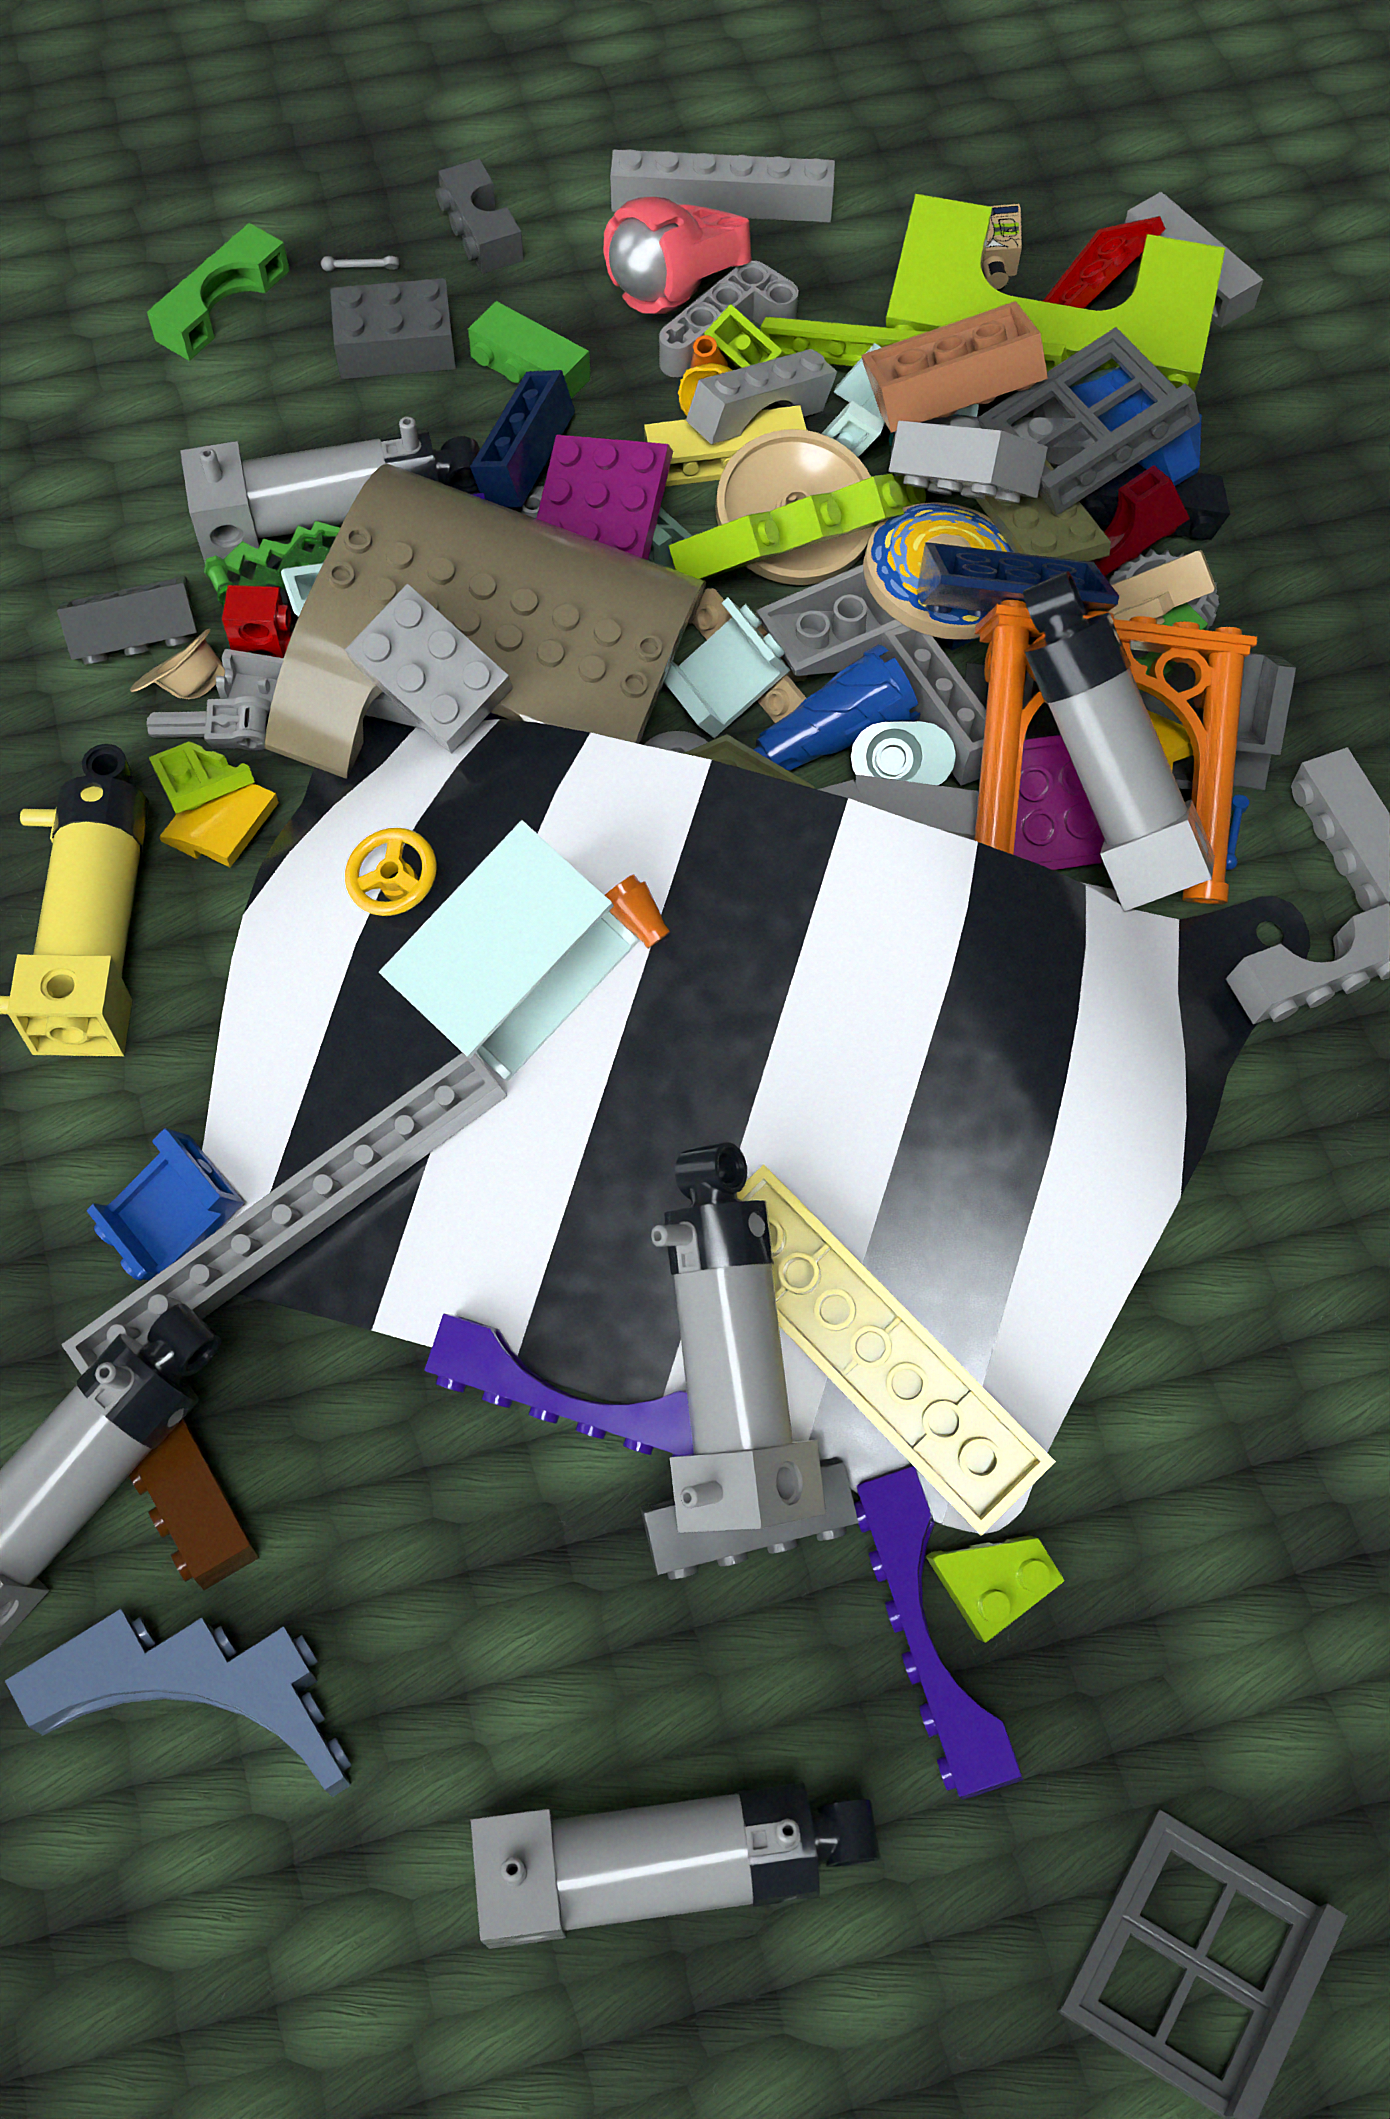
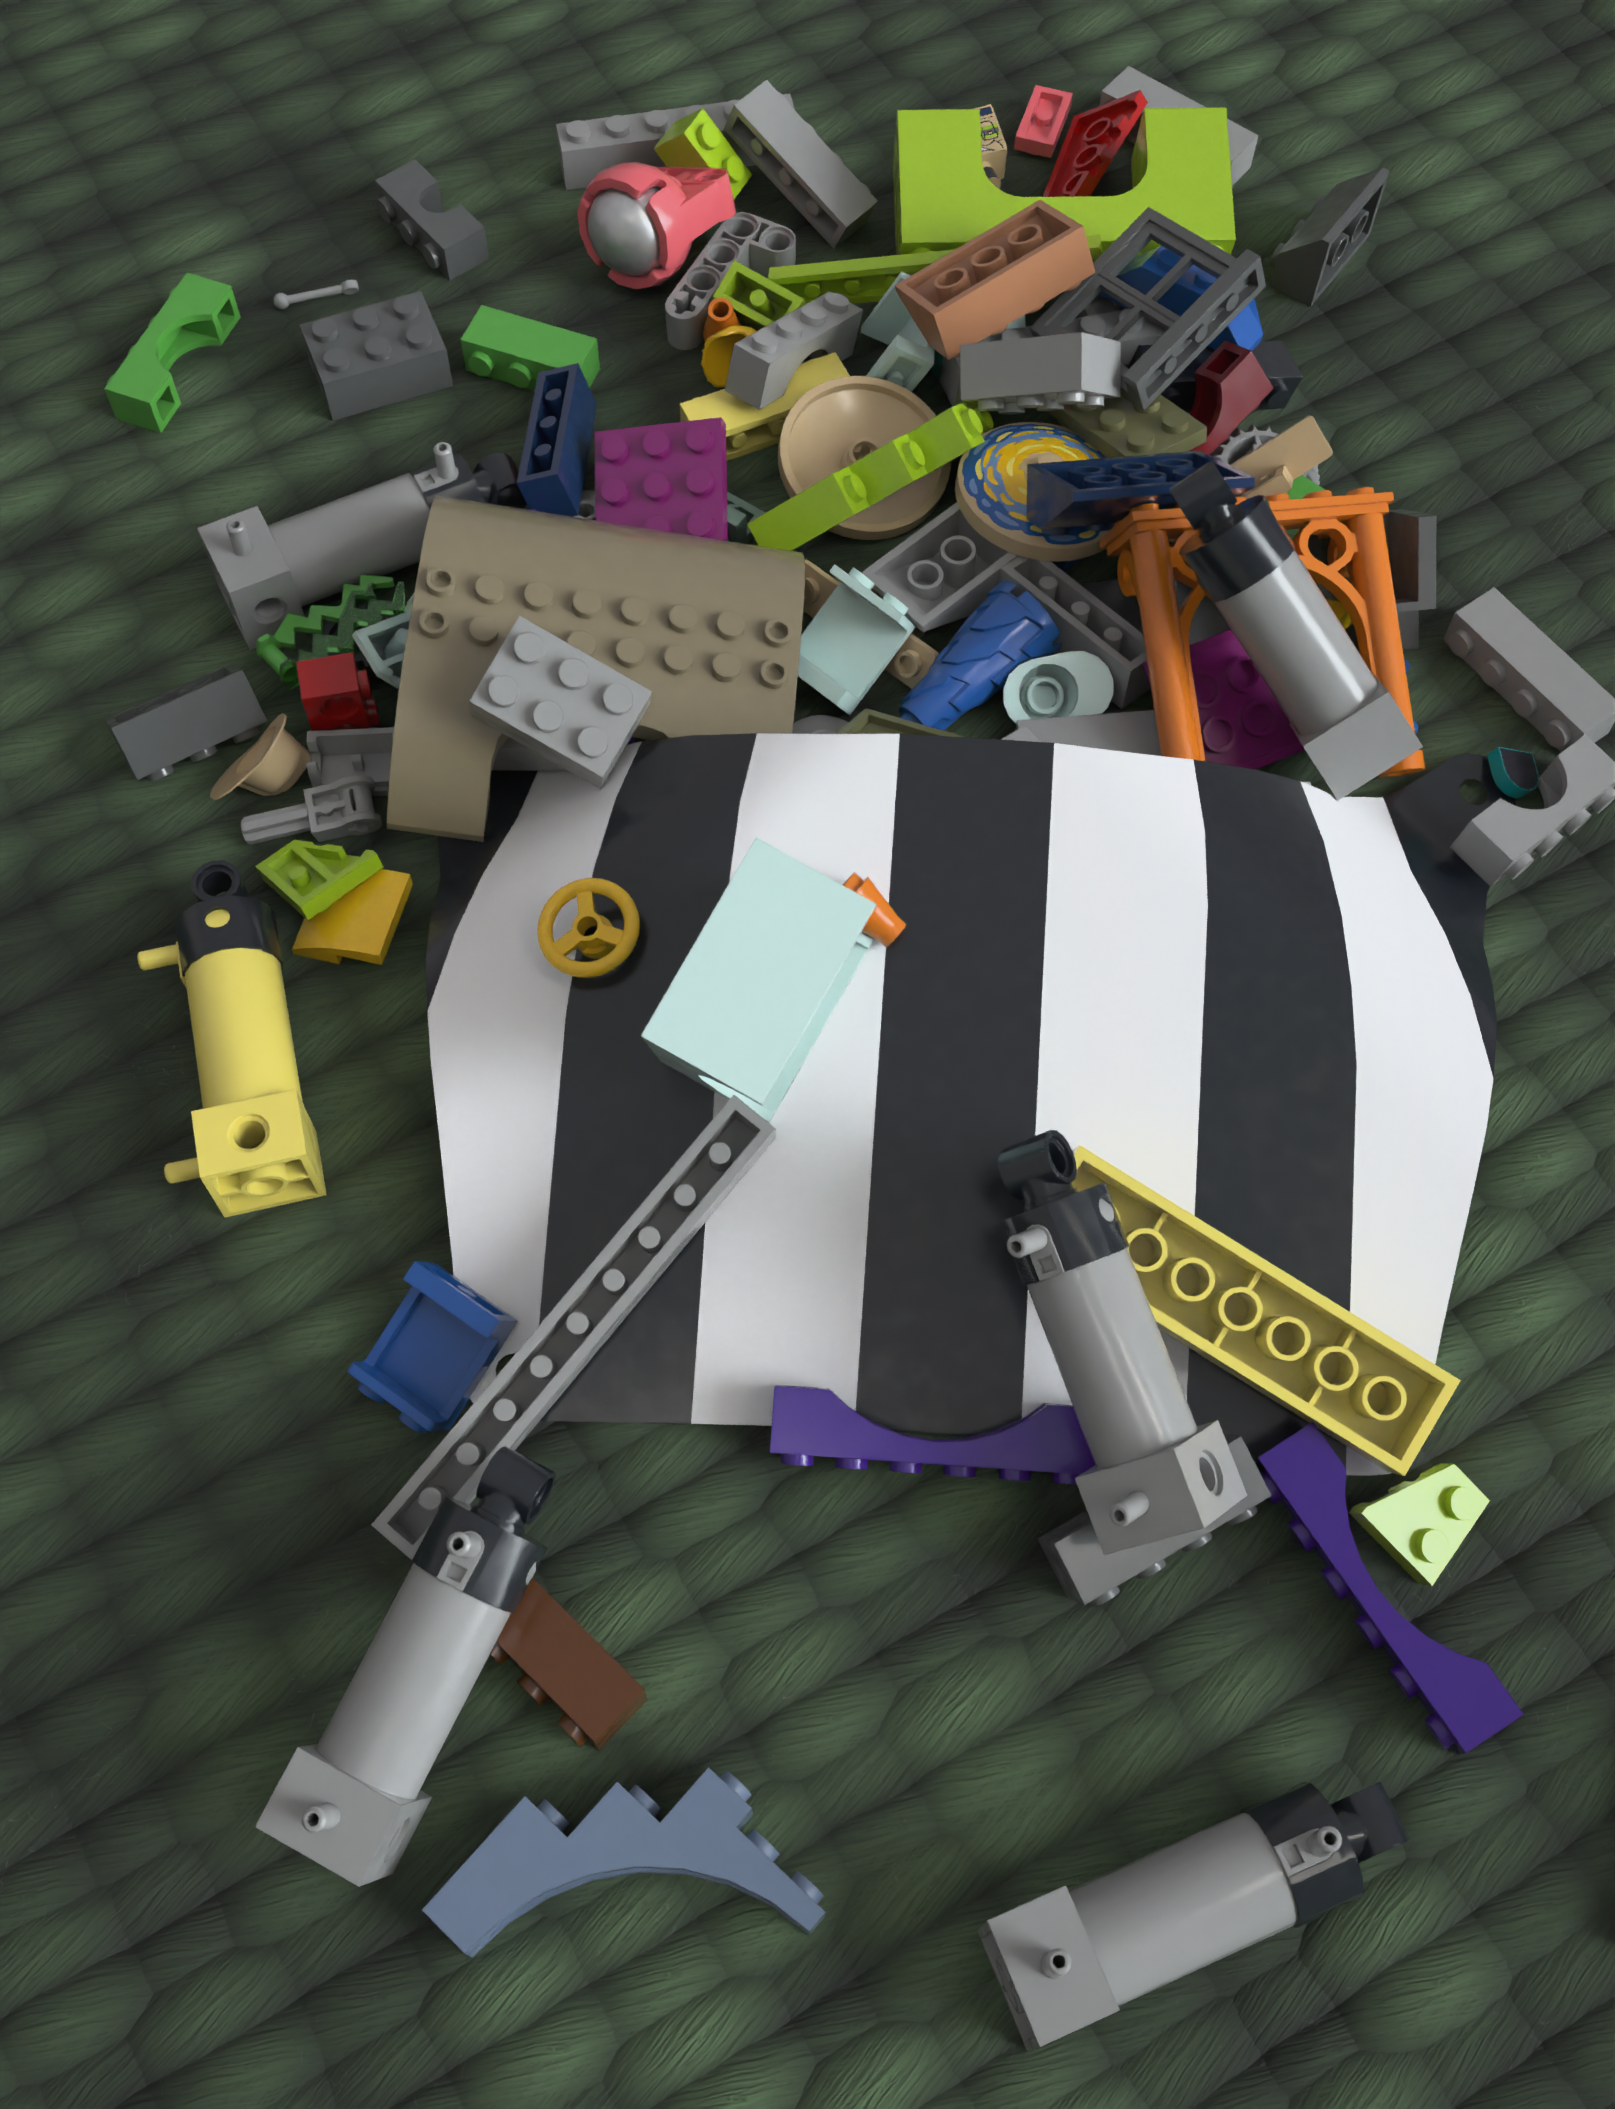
camera: 15 degrees left, 0 degrees up
(735, 192) = (699, 143): none -> lime brick
(822, 227) = (800, 164): none -> light grey brick
(1067, 228) = (1043, 121): none -> coral plate
(1301, 389) = (1328, 237): none -> dark grey slope
(1313, 922) = (1513, 771): none -> tile

